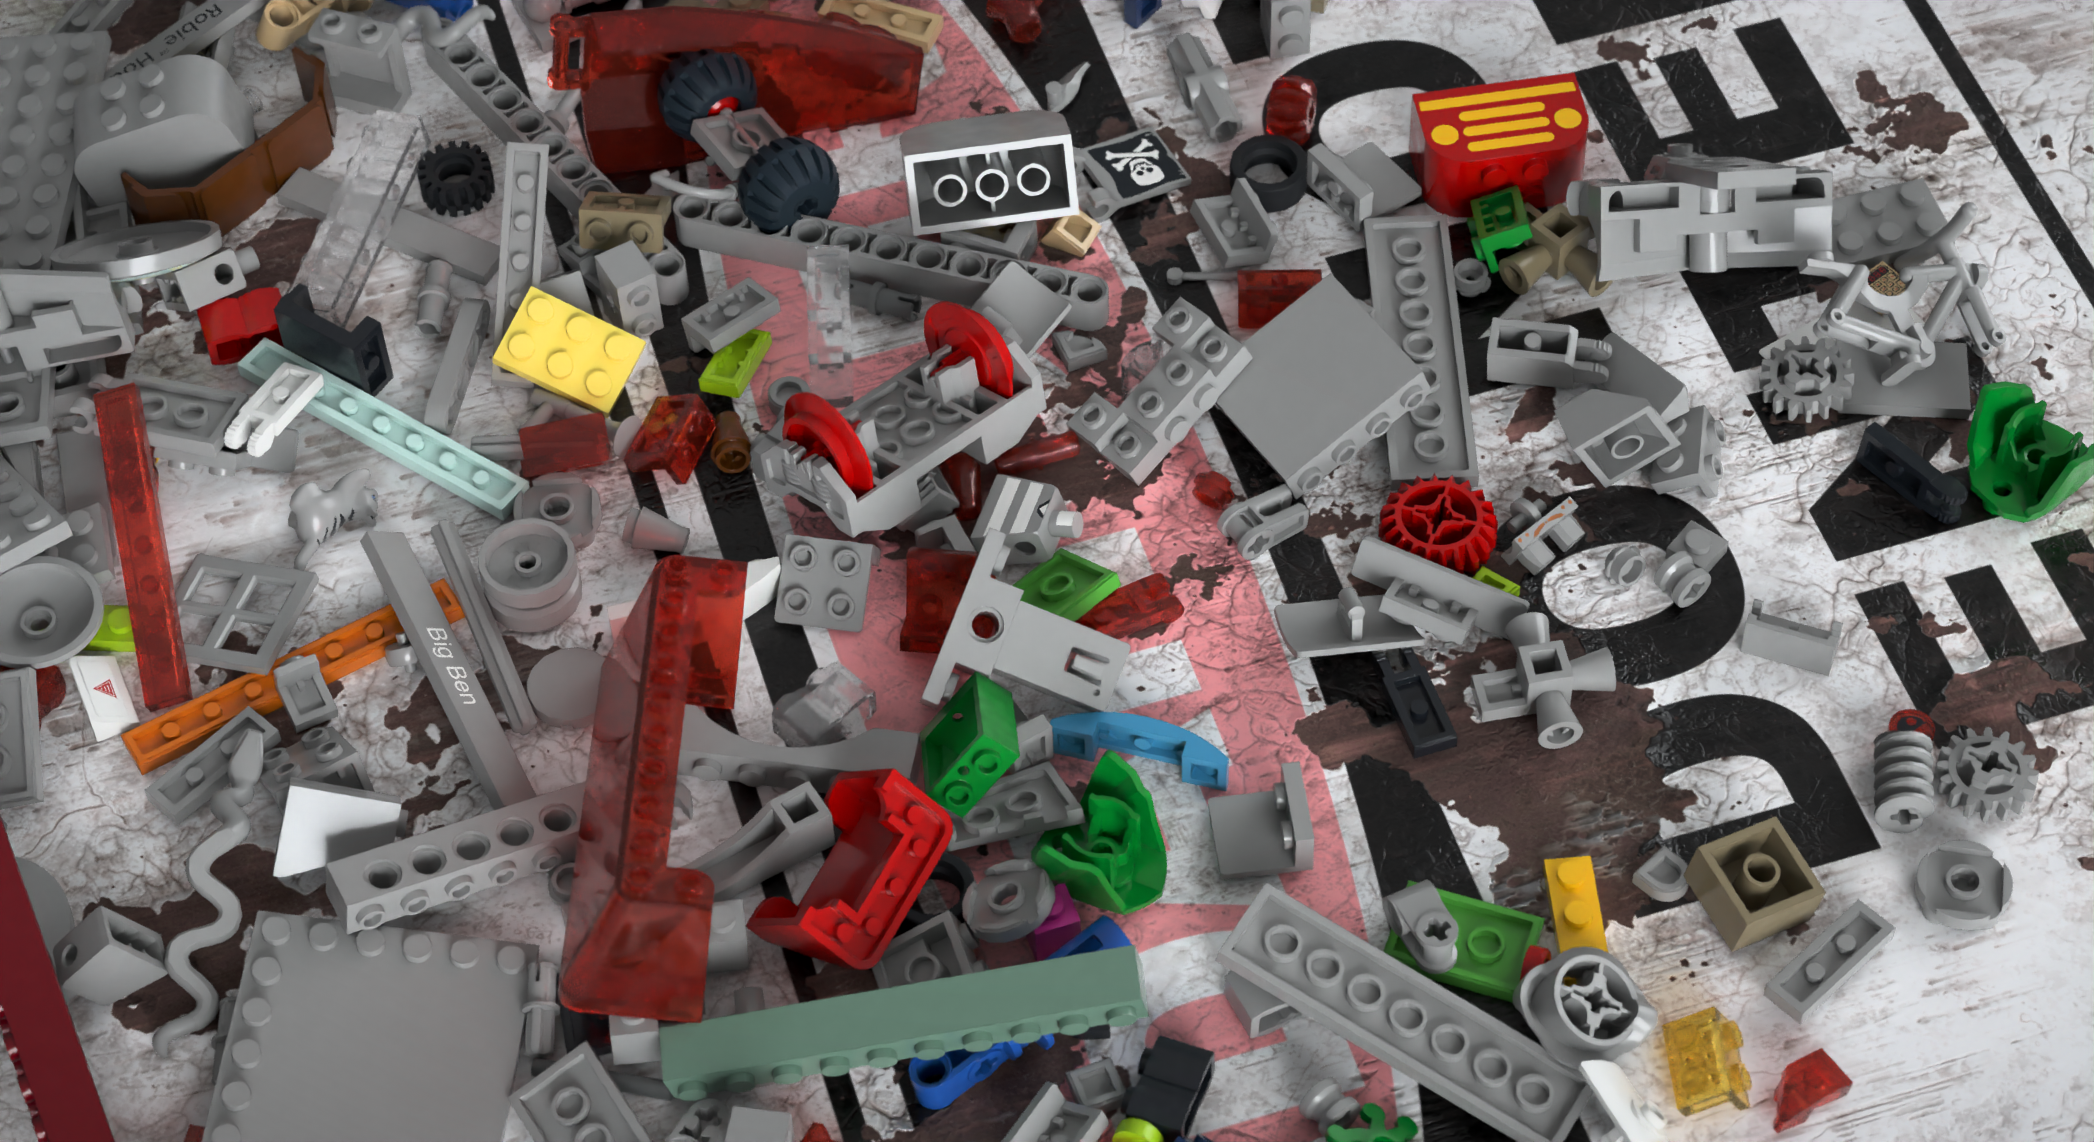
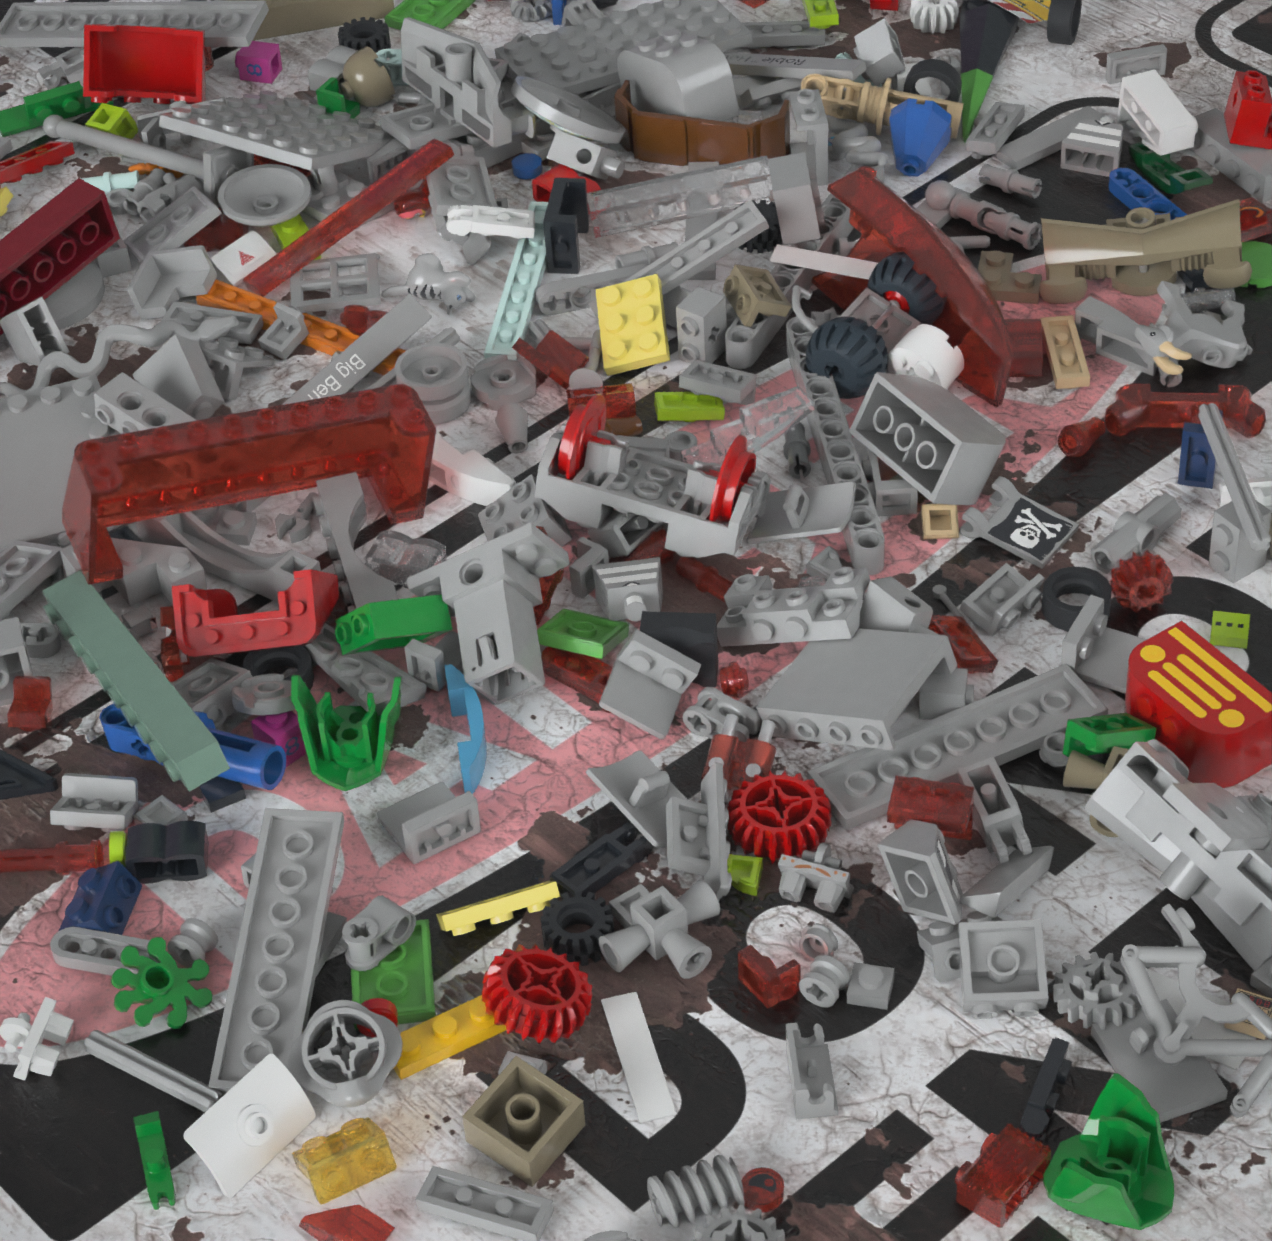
camera: 65 degrees right, 10 degrees down
(94, 776) = (169, 276): none -> light grey panel
(149, 348) = (527, 166): none -> blue tile
(339, 607) = (359, 318): none -> clear red plate
(495, 108) = (796, 198): none -> light grey brick
(603, 137) = (823, 261): none -> white sticker
(802, 980) = (171, 655): none -> clear red piece
(839, 125) = (926, 355): none -> white brick
(1027, 67) = (1080, 436): none -> clear red cone
(1062, 92) = (1066, 467): light grey bar -> none
(1155, 509) = (689, 634): none -> black brick
(1176, 560) = (648, 683): none -> light grey bracket
(1239, 305) = (894, 608): none -> light grey torso
(1339, 530) = (740, 758): none -> clear red piece
(1380, 82) = (1230, 629): none -> lime tile
(1429, 810) = (498, 908): none -> light yellow plate
(1497, 732) = (576, 911): none -> black tyre
(1533, 394) = (933, 802): none -> clear red bracket
(1585, 814) = (536, 993): none -> red gear
(1652, 626) = (766, 981): none -> clear red bracket
(1684, 771) = (638, 1057): none -> white sticker
(1754, 432) = (1003, 967): none -> light grey plate
(1989, 541) = (1002, 1175): none -> clear red brick

